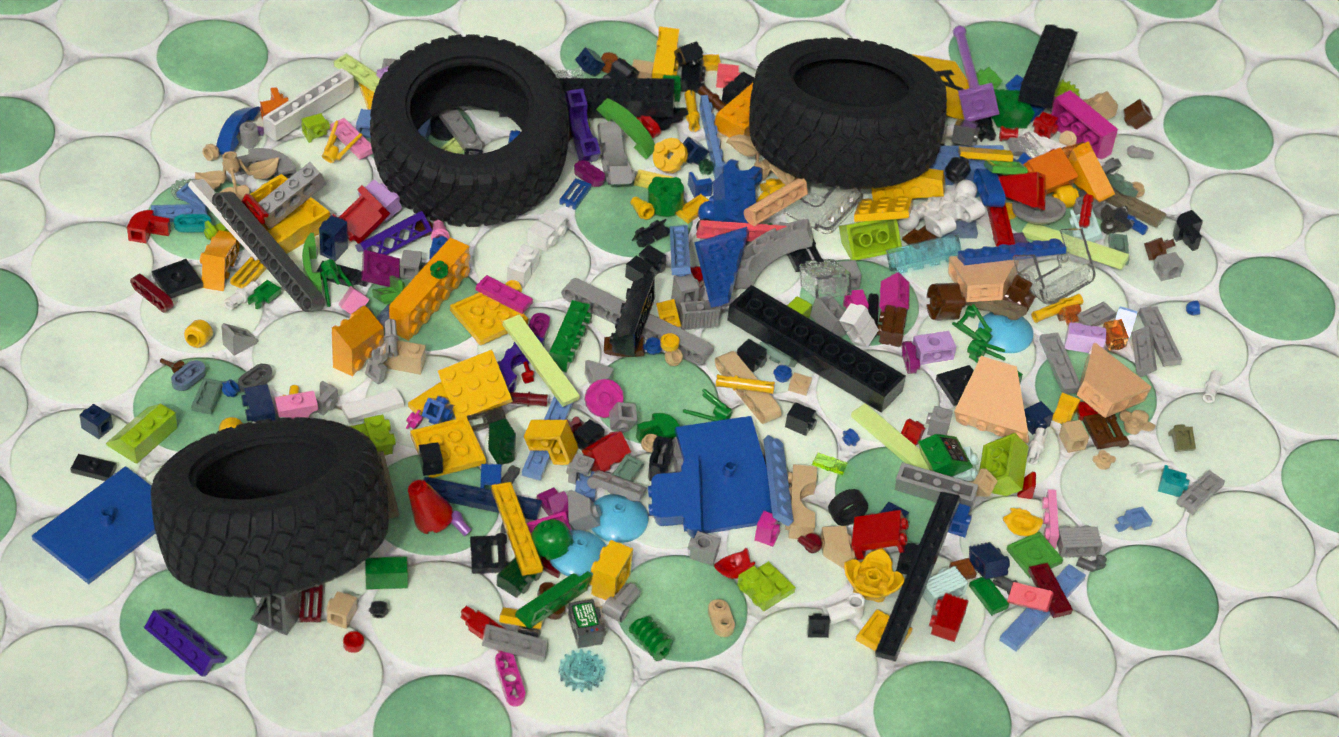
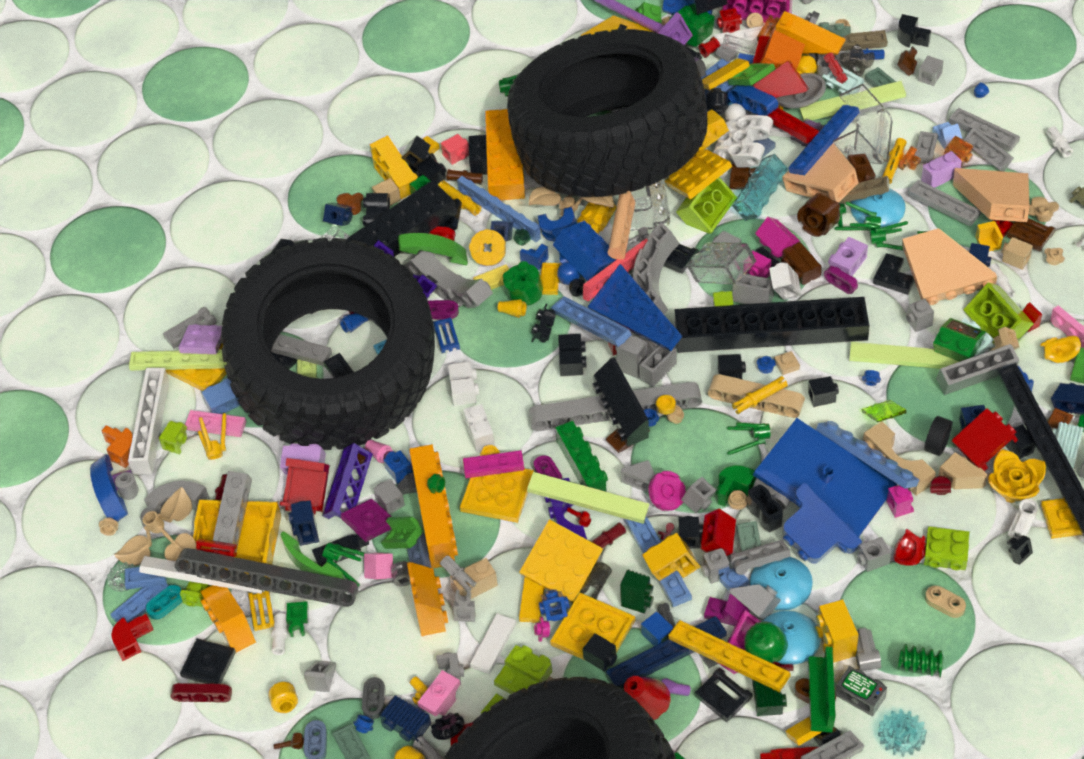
camera: 30 degrees left, 5 degrees up
(668, 312) = (636, 379): yellow brick -> none
(778, 356) = (748, 353): sand green plate -> none
(913, 431) = (910, 337): red tile -> none

